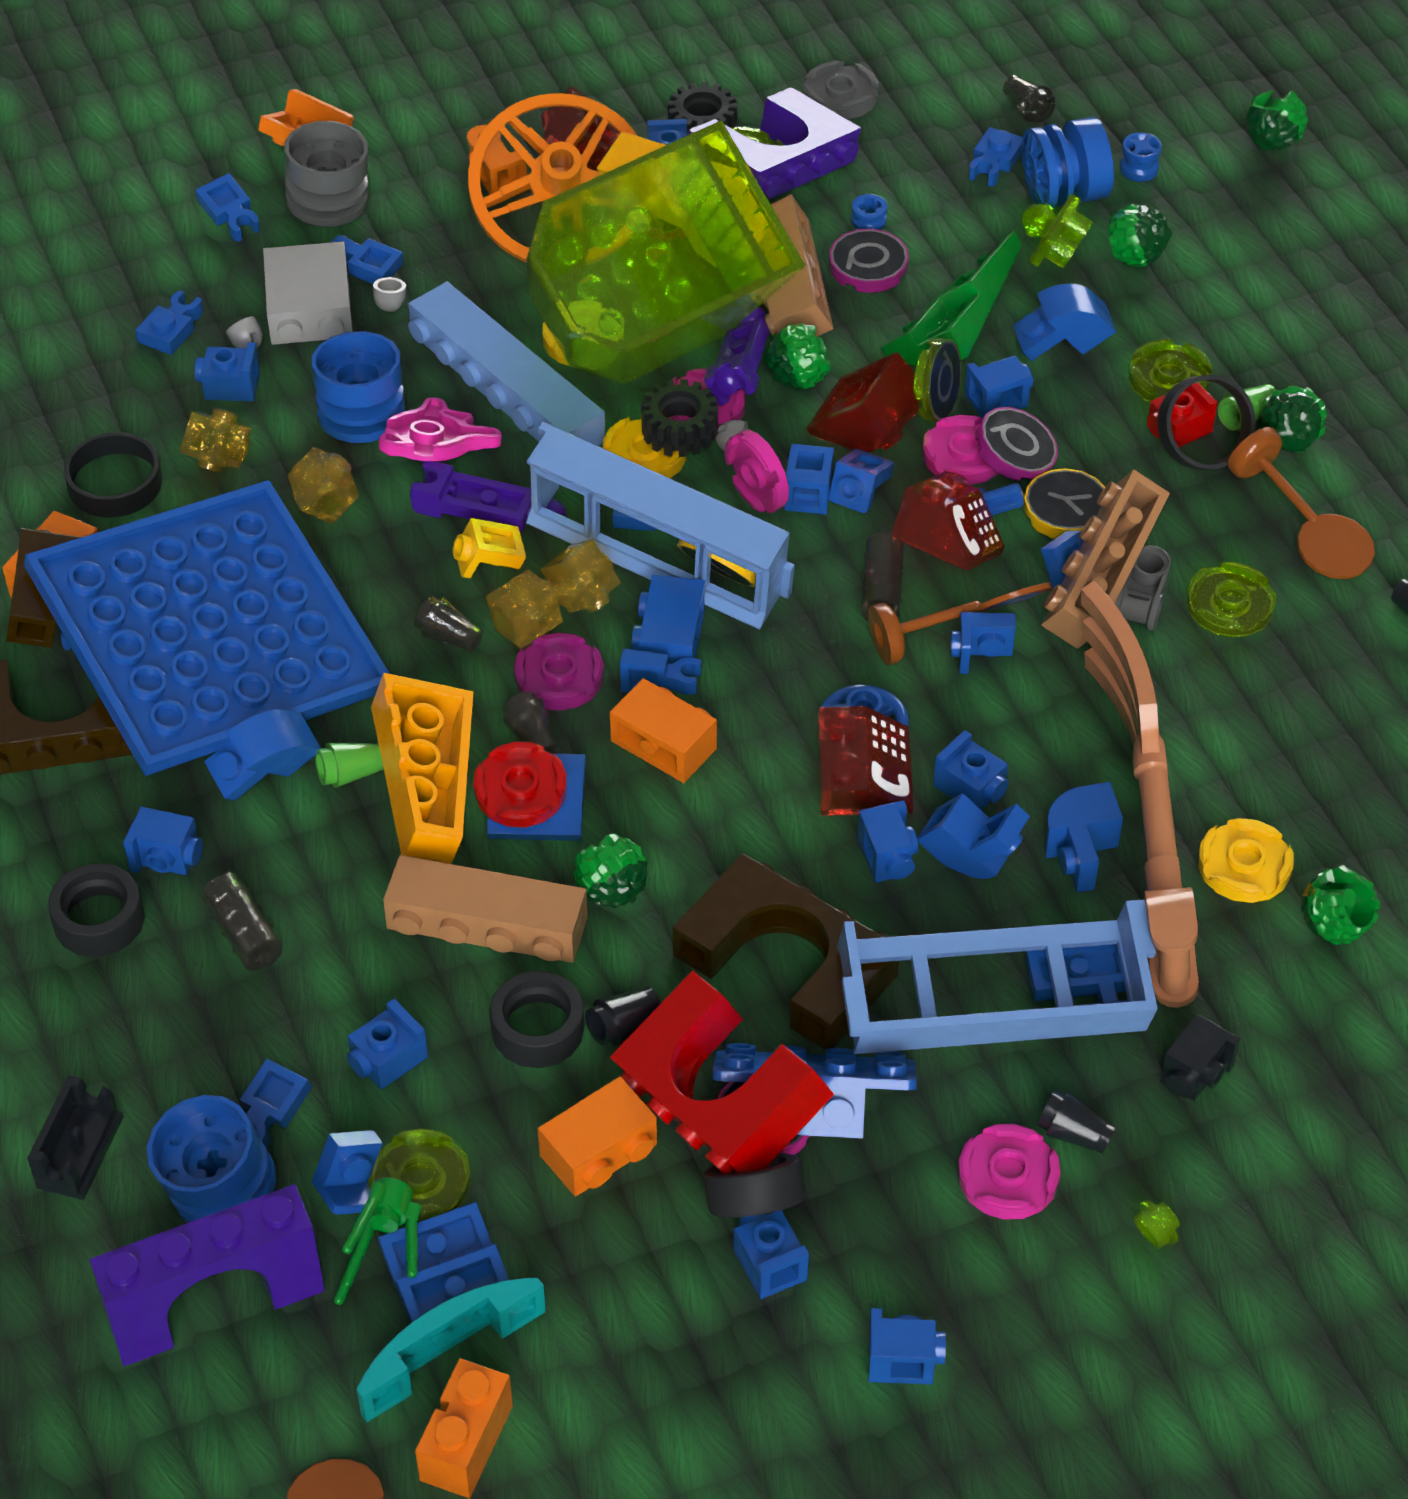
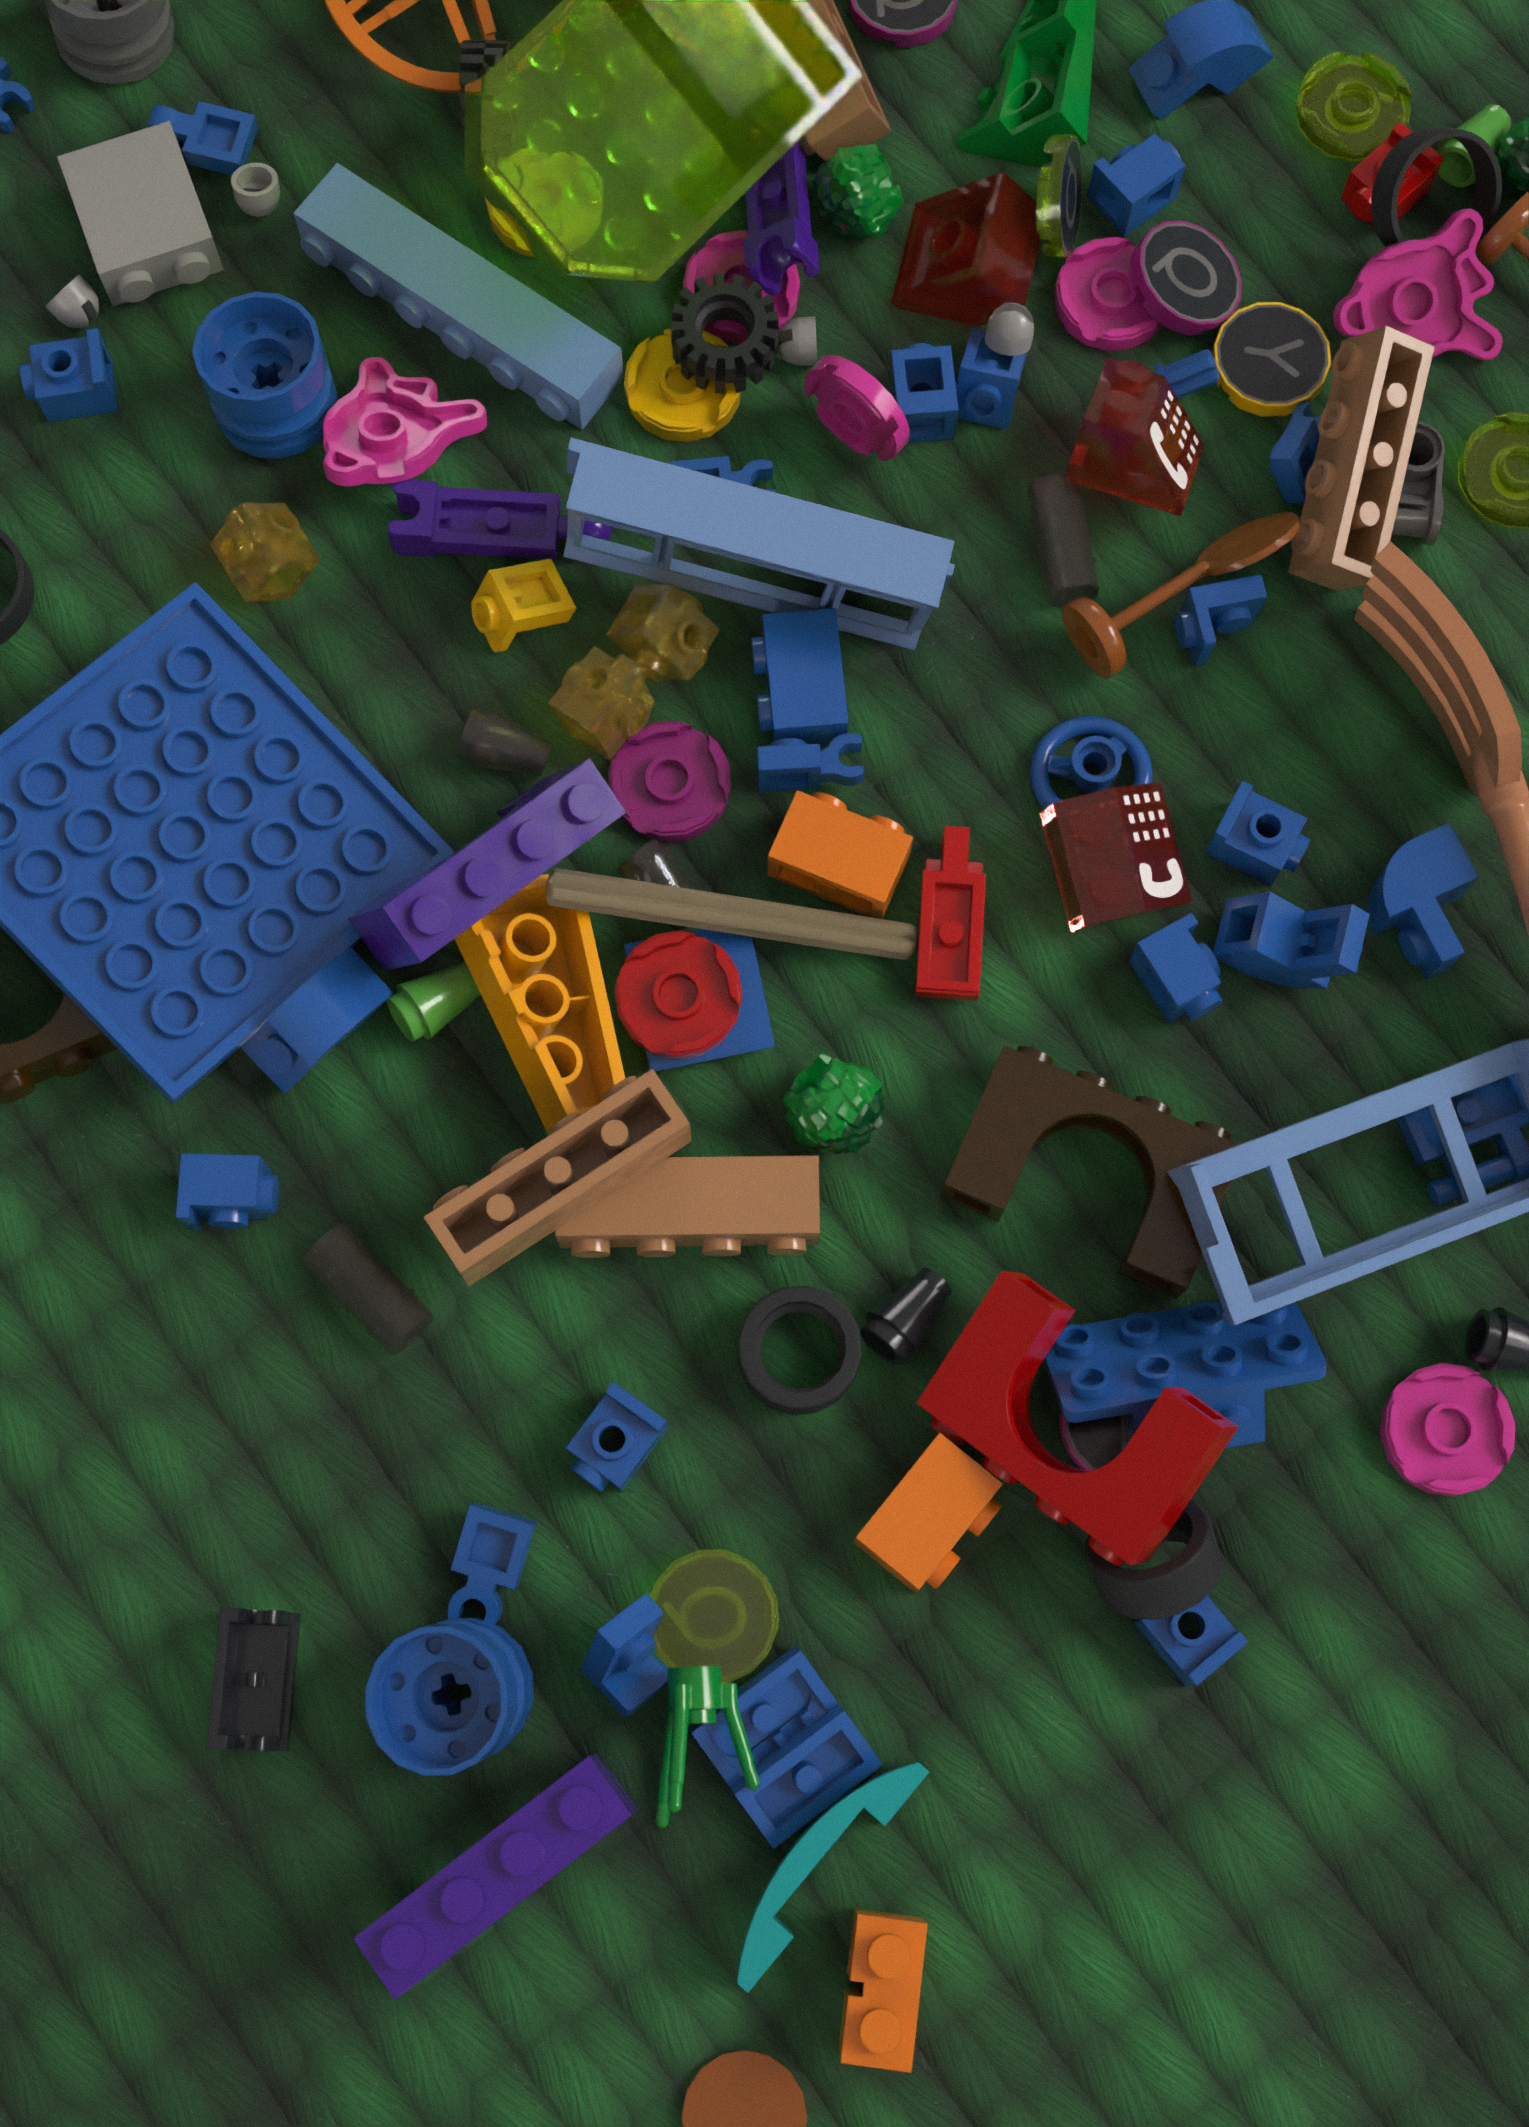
camera: 15 degrees left, 25 degrees up
(88, 882) = (132, 1280): black tyre -> none
(216, 439) = (92, 505): clear yellow brick -> none
(395, 849) = (559, 1176): none -> medium nougat brick
(457, 651) = (448, 898): none -> dark purple arch
(574, 741) = (730, 914): none -> dark tan axle
(731, 785) = (951, 922): none -> red hinge
(880, 449) = (1010, 330): none -> light grey hinge
(904, 1349) = (1389, 1732): blue brick -> none
(1193, 477) = (1426, 291): none -> dark pink tile

